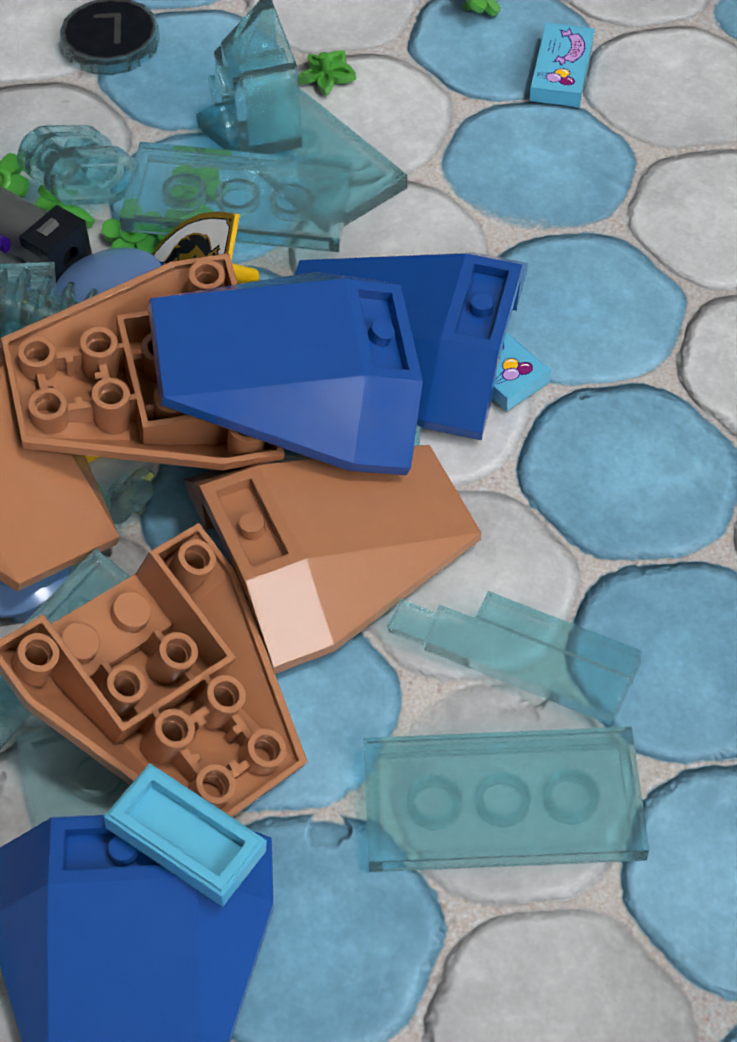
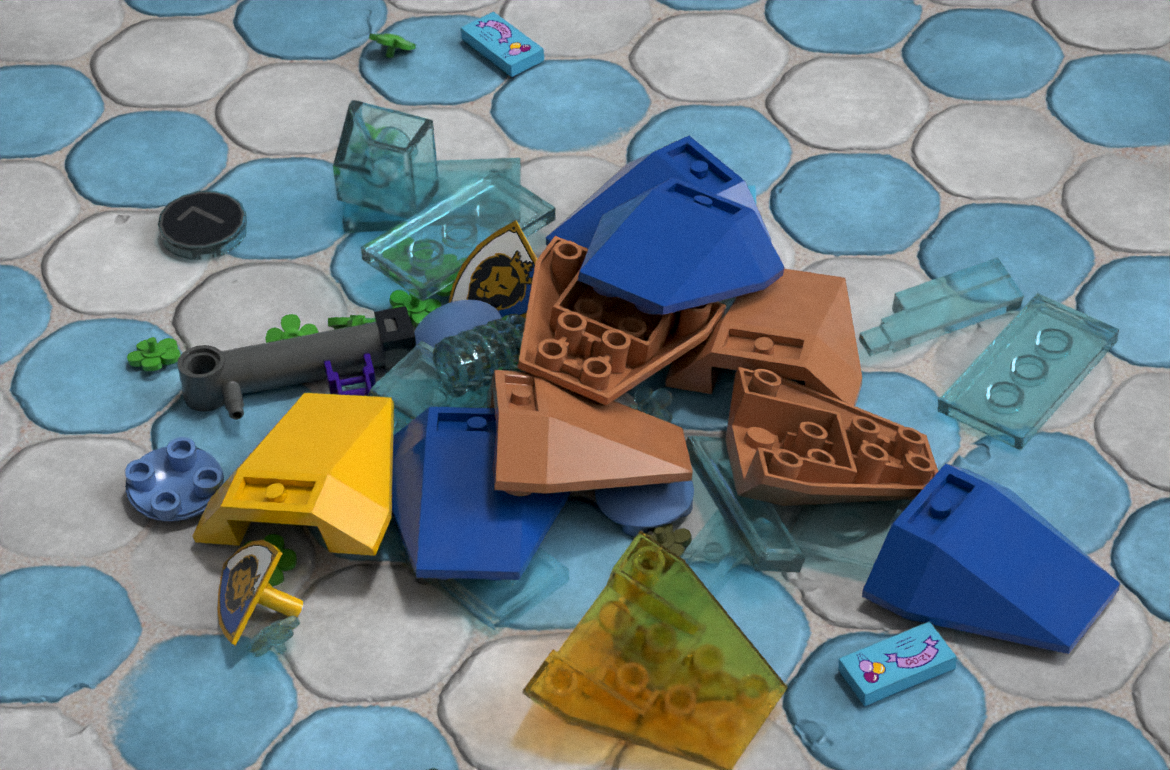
camera: 50 degrees left, 10 degrees down
(76, 164) = (320, 290): clear light blue brick -> none
(185, 834) = (962, 470): medium azure tile -> none

